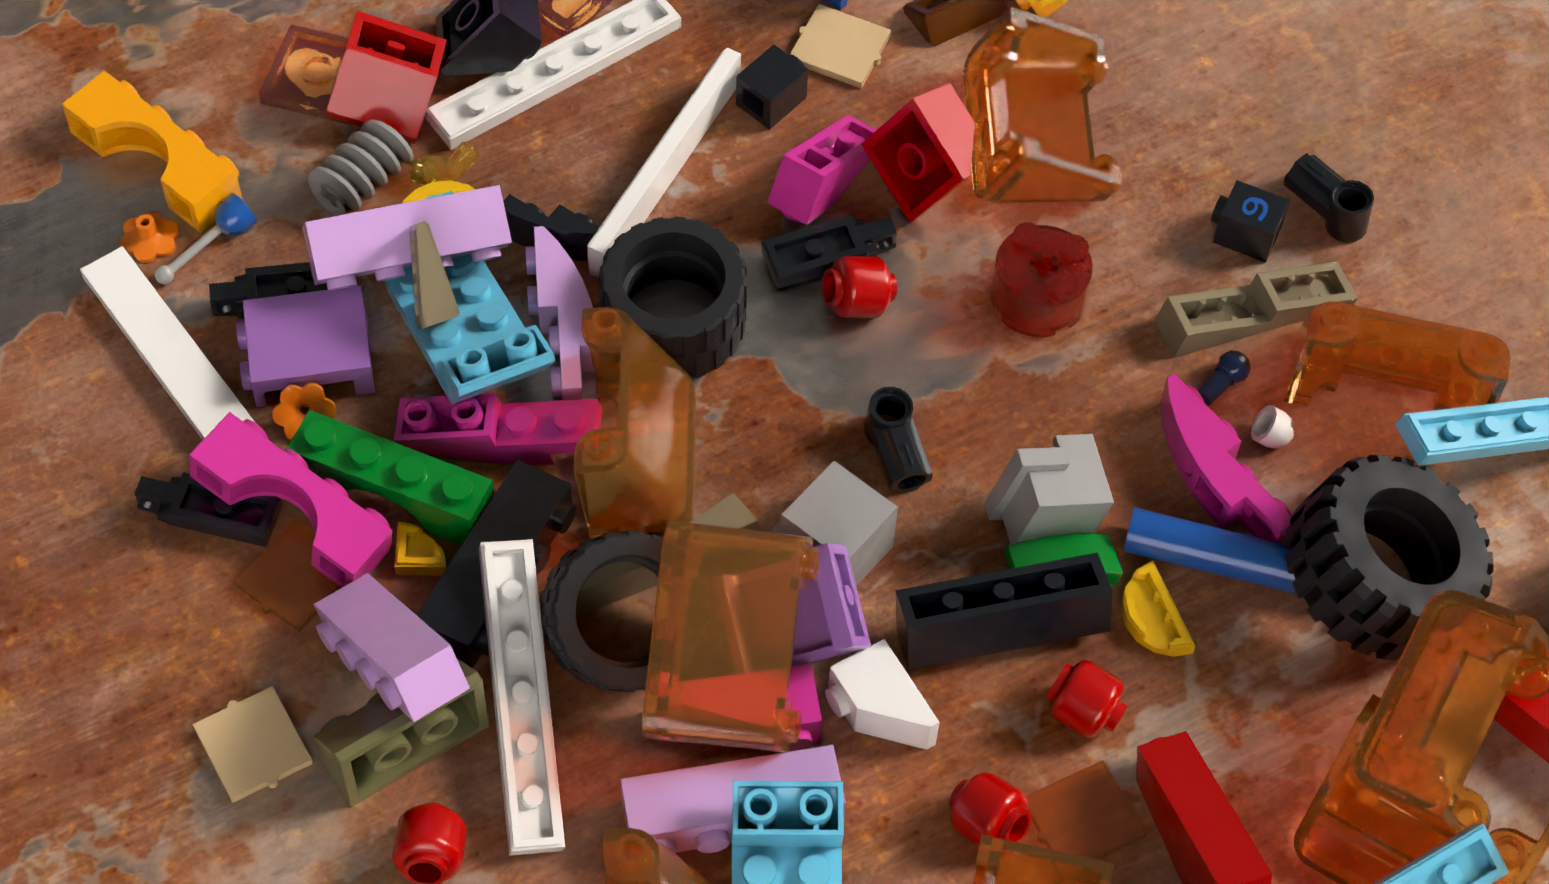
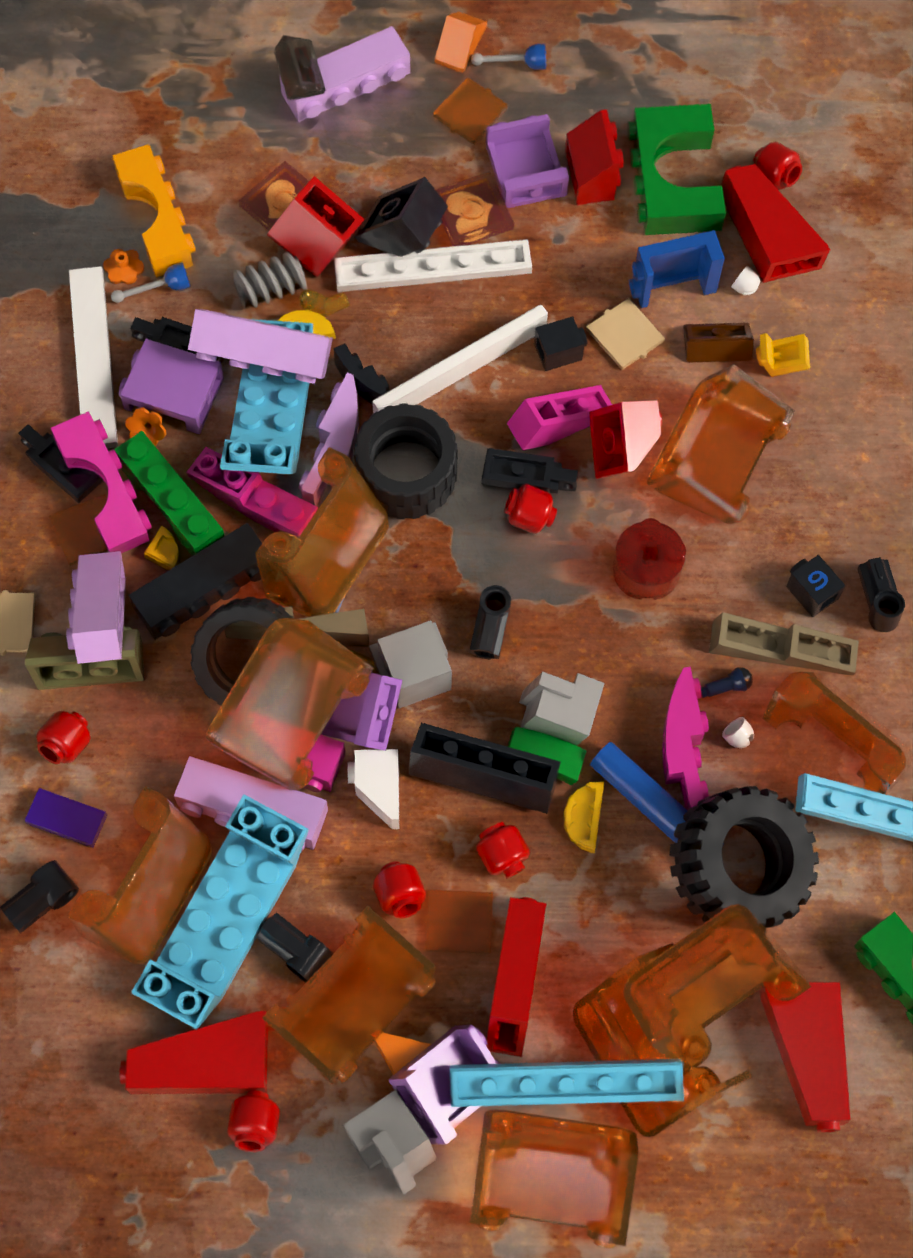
camera: 30 degrees right, 10 degrees up
(431, 287) = (253, 384): dark tan slope -> none
(521, 698) = (164, 674): white tile -> none

